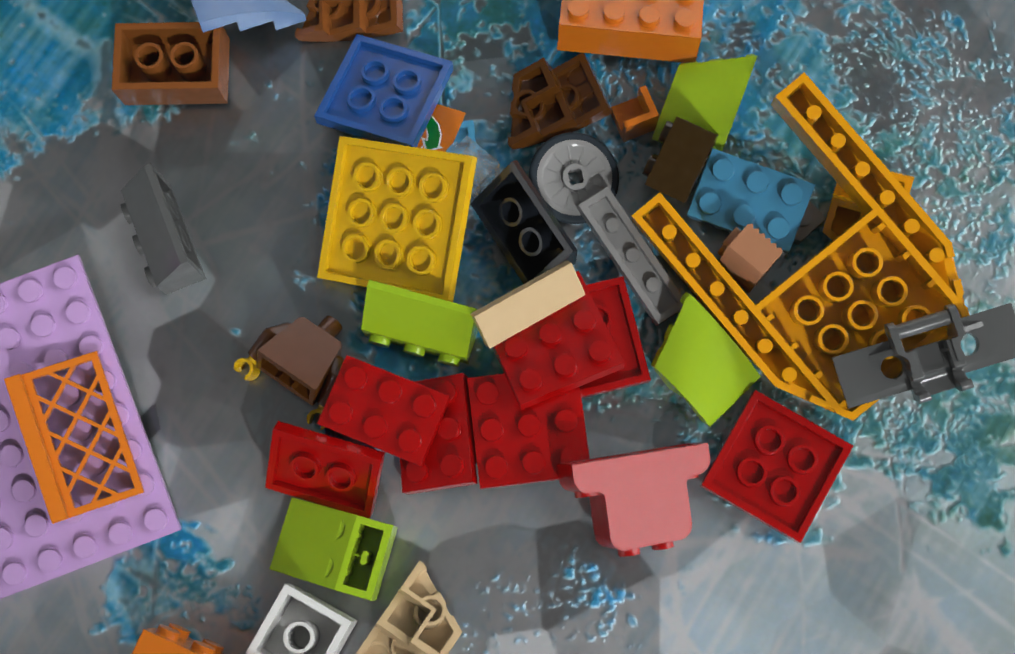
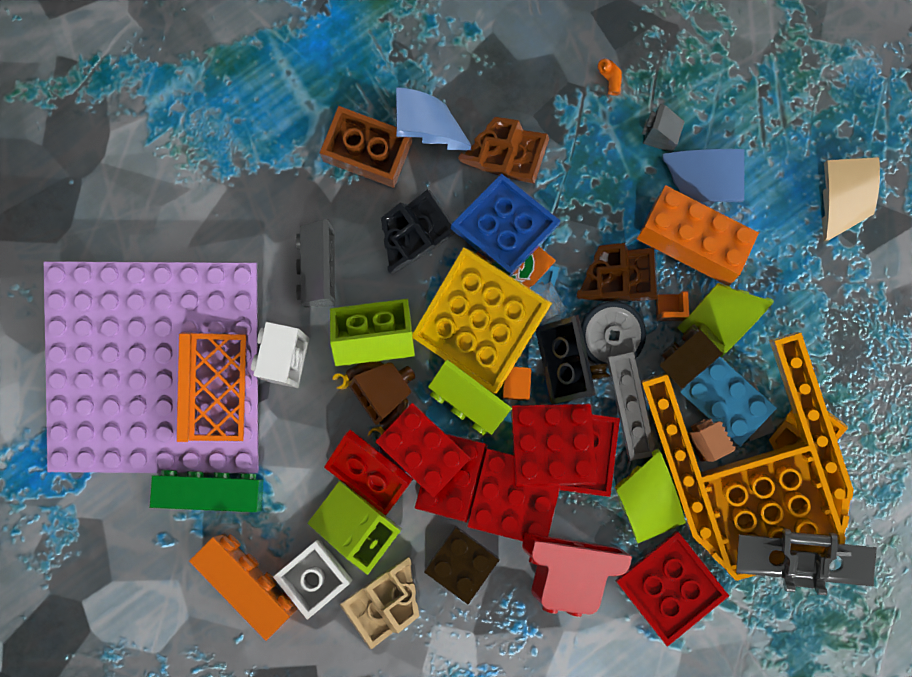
camera: 15 degrees right, 5 degrees up
(120, 580) = (206, 493): none -> green brick
(151, 358) = (280, 354): none -> white brick
(261, 288) = (371, 332): none -> lime brick
(272, 145) = (414, 230): none -> black slope
(476, 283) = (517, 384): none -> orange panel
(491, 541) = (461, 565): none -> dark brown brick
(528, 304) = (548, 417): tan tile -> none
(575, 228) = (599, 371): none -> dark brown bush

